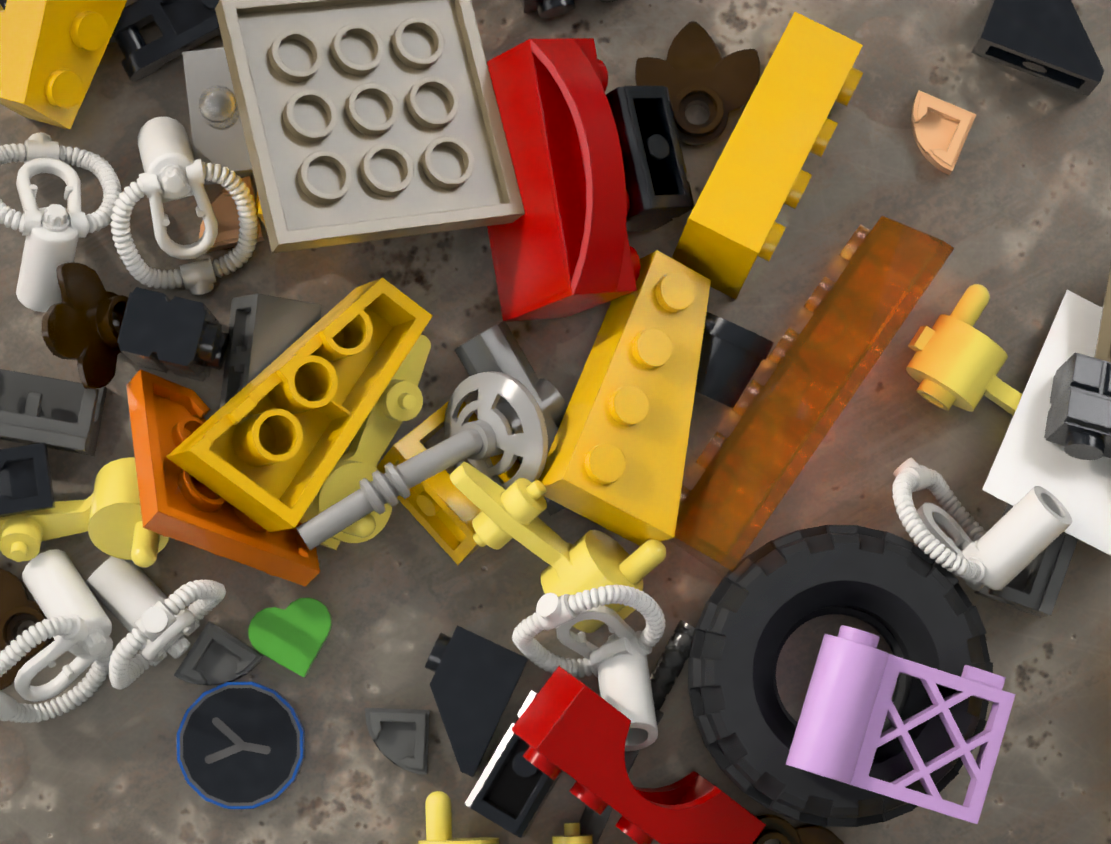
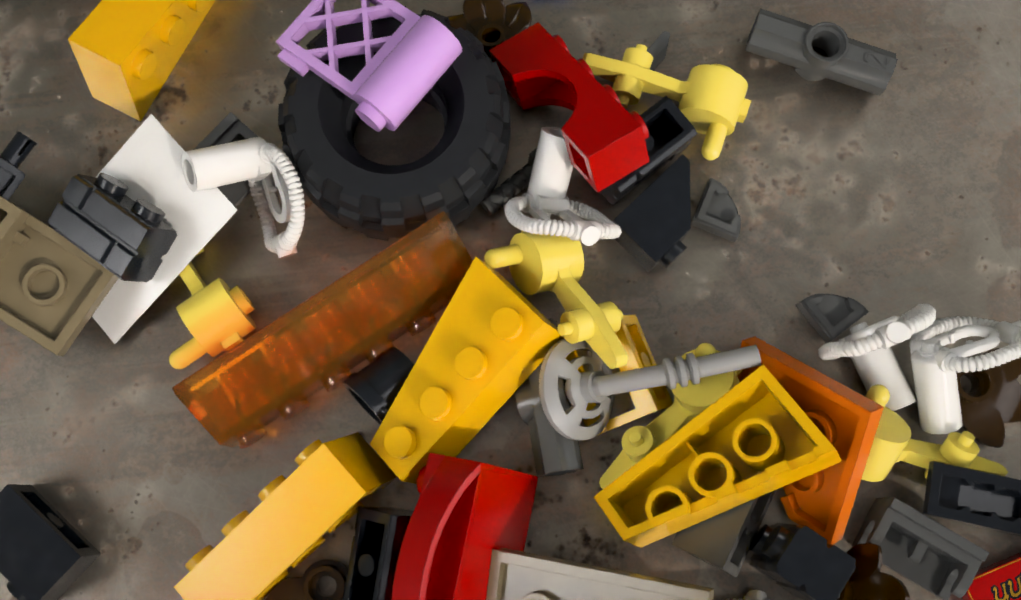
camera: 160 degrees left, 5 degrees down
(240, 745) = (834, 246): black tile -> none
(292, 635) = (772, 309): bright green tile -> none
(939, 130) = (151, 500): light nougat tile -> none

